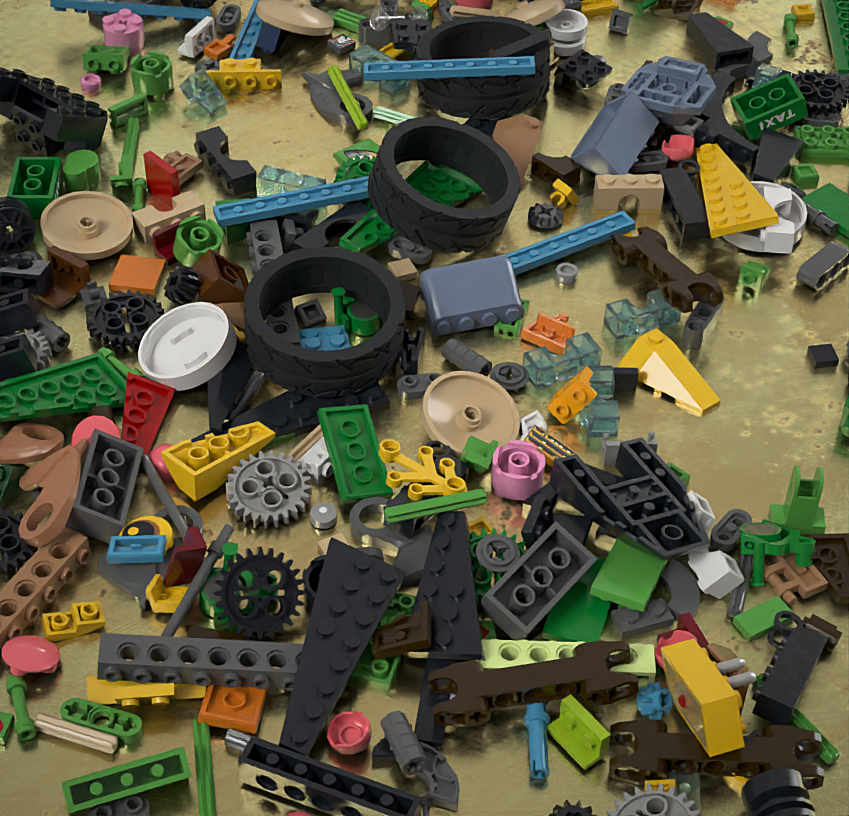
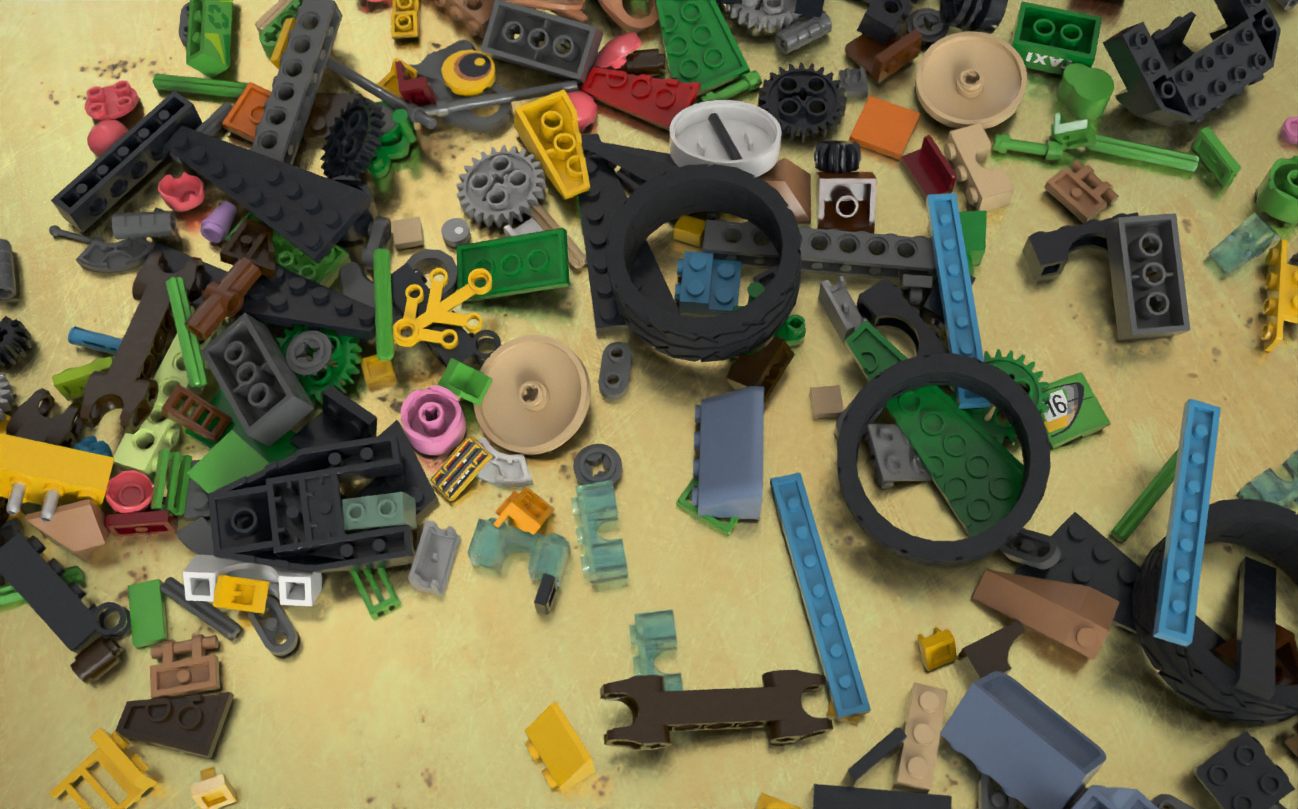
camera: 110 degrees right, 20 degrees up
(151, 552) = (458, 61): dark azure tile -> none
(161, 178) = (1041, 161): red tile -> none
(188, 344) = (724, 137): none -> black bar
(194, 238) = (903, 164): bright green brick -> none
(254, 120) = (1163, 267): none -> dark grey brick
(276, 181) = (1008, 303): clear light blue arch -> none
(328, 99) = (1242, 404): dark grey animal -> none
(347, 97) = (1228, 413): lime axle -> none
(373, 694) = (218, 223): none -> lavender cone
(411, 354) = (663, 369): black hinge -> none
(466, 358) = (637, 426): dark grey axle -> none
(475, 617) = (223, 298): none -> reddish brown piece
(514, 646) = (188, 342): none -> bright green axle
(539, 215) = (894, 623): dark grey gear -> none
(549, 332) = (662, 541): orange slope -> none
(566, 273) = (773, 600): light grey tile -> none
(585, 626) = (180, 417): none -> reddish brown slope
(614, 463) = (379, 512): none -> sand green brick
(650, 630) = (182, 485): none -> bright green tile
(656, 201) = (874, 758): none -> black tile
(669, 371) = (548, 652): yellow wedge -> none
(701, 324) = (628, 756): dark grey beam -> none
(723, 537) = (240, 594): none -> yellow bracket
(730, 341) = (559, 749): none -> yellow slope
(770, 539) = (230, 646): green piece -> none
(801, 504) = (258, 710): bright green piece -> none

